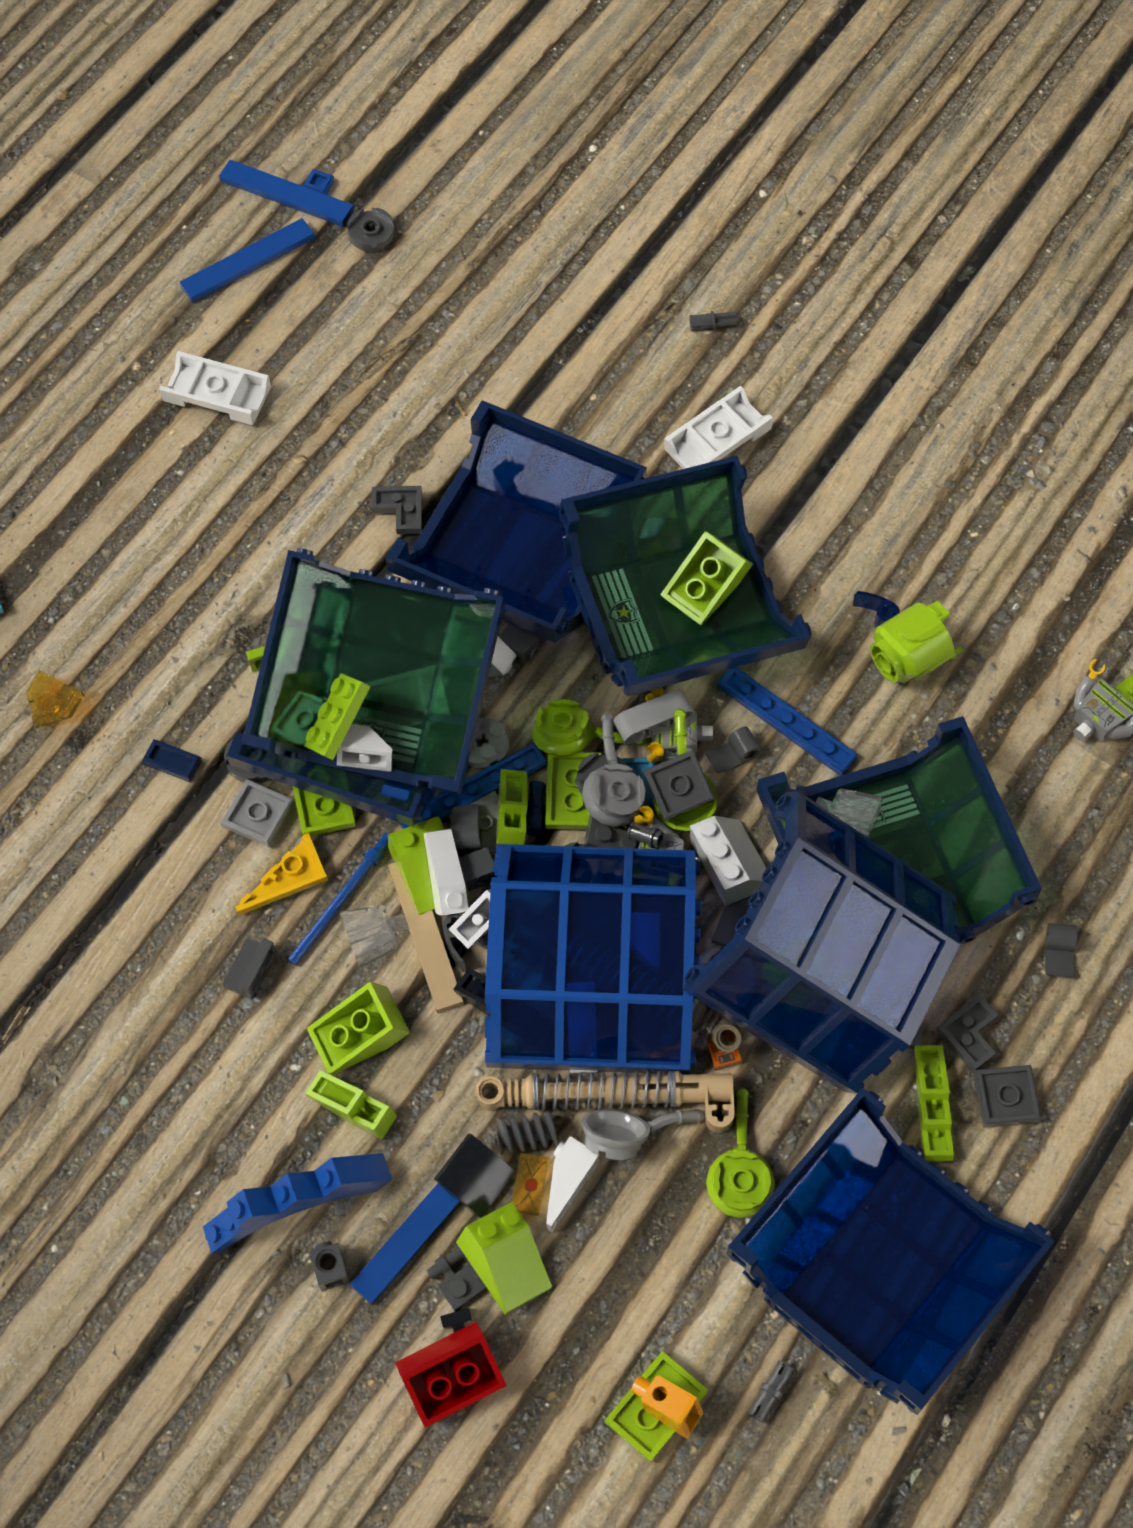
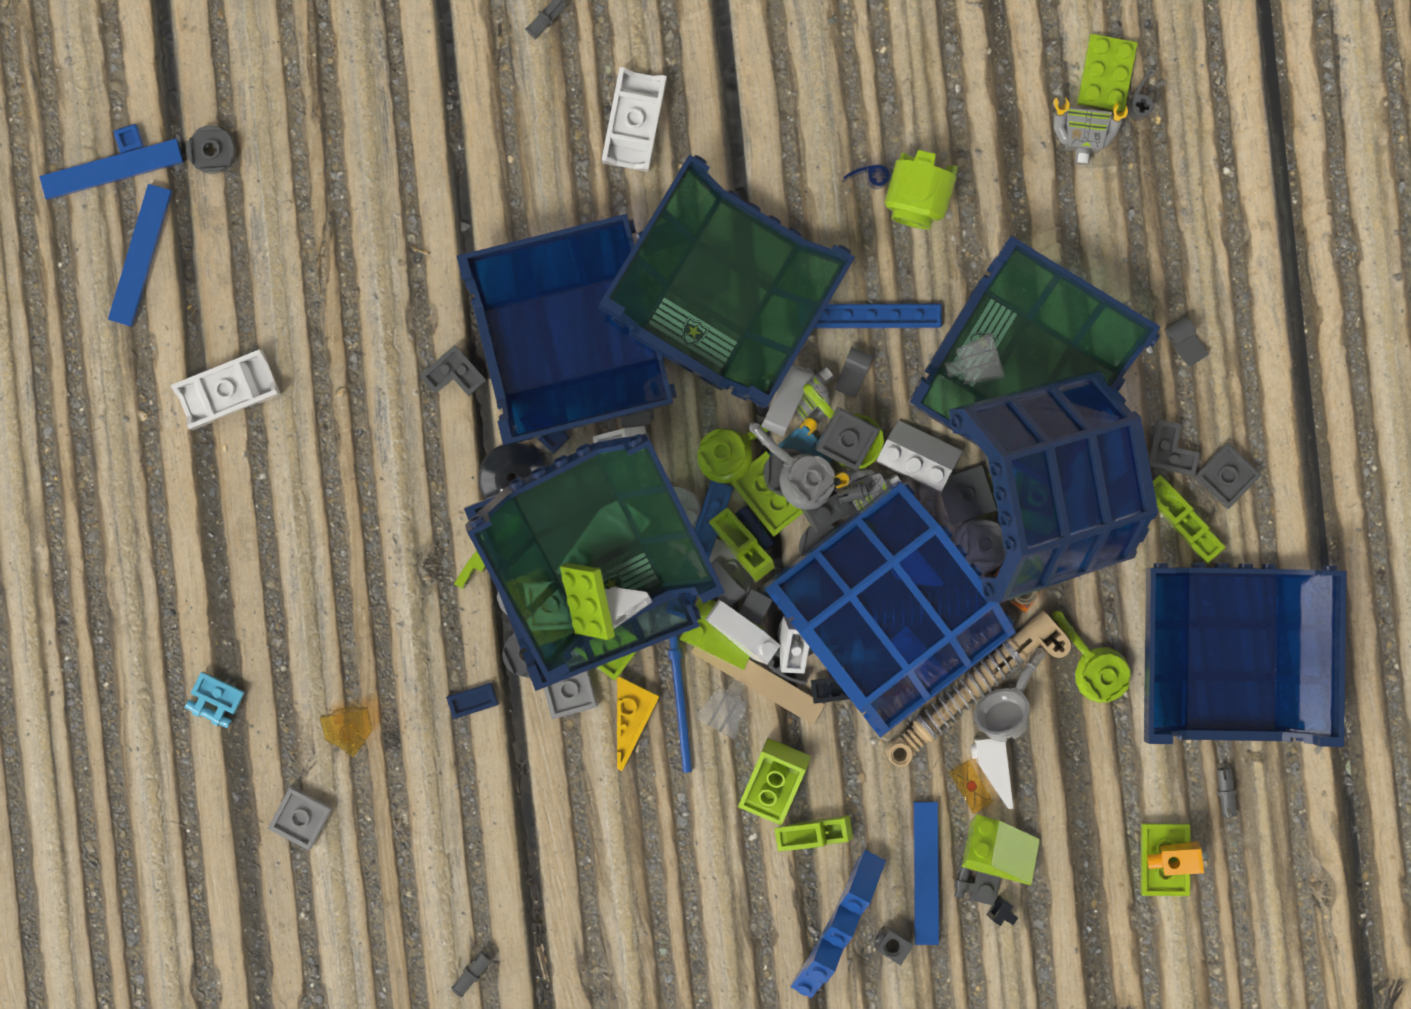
camera: 45 degrees left, 25 degrees up
(250, 967) = (662, 799): dark grey panel -> none
(397, 790) = (665, 609): blue tile -> none
(450, 1374) = (1030, 950): red brick -> none
(474, 1175) = (935, 814): black slope -> none
(526, 1132) = (943, 759): dark grey piece -> none
(706, 578) = (735, 259): lime slope -> none

